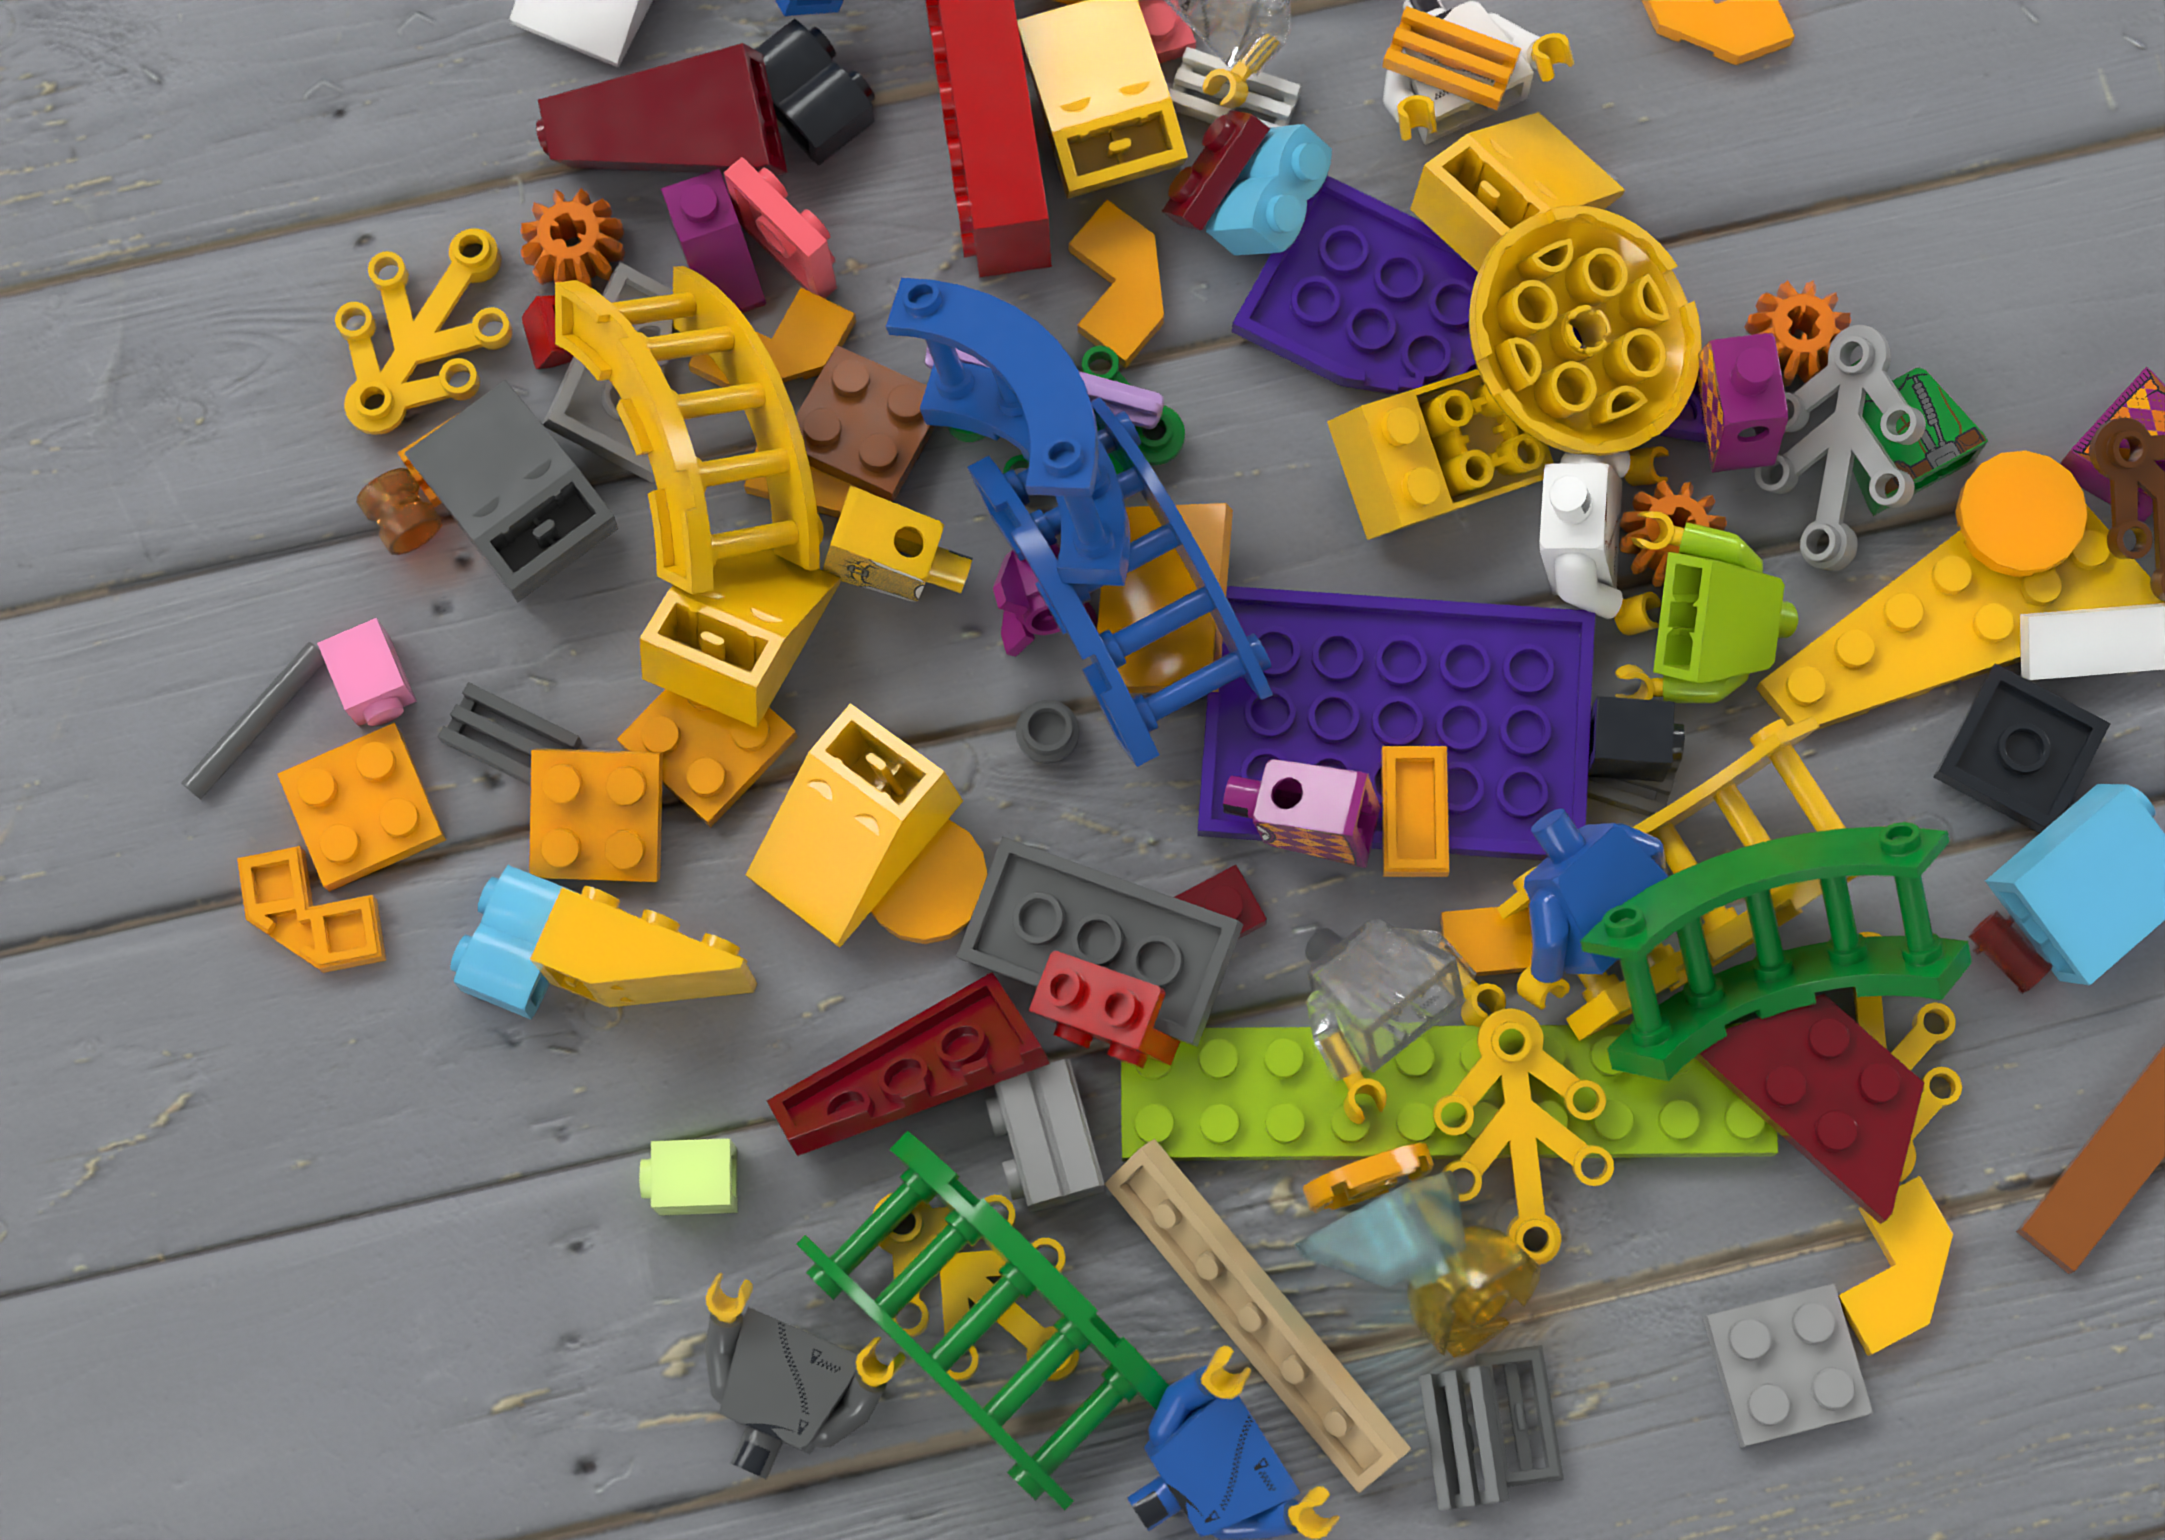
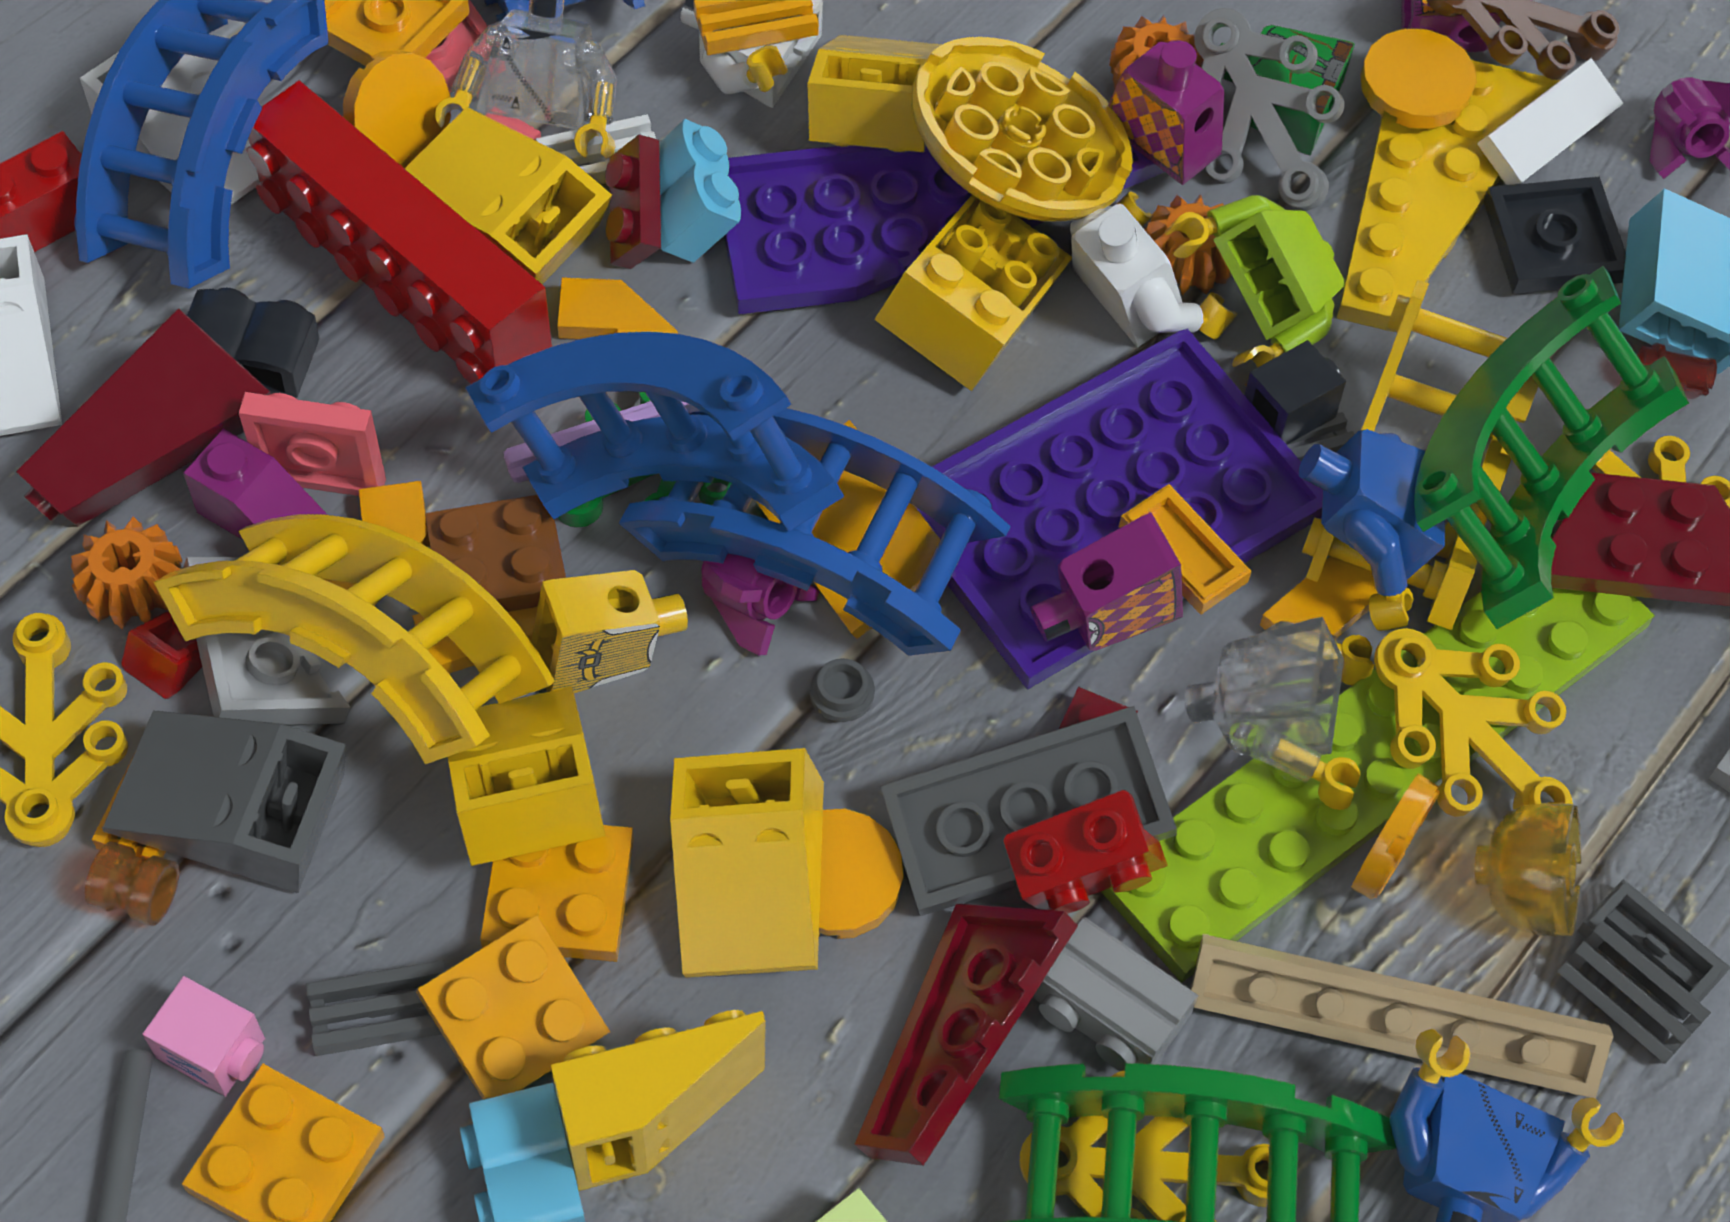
camera: 45 degrees left, 15 degrees down
(1396, 1235) = (1467, 855): clear light blue slope -> none

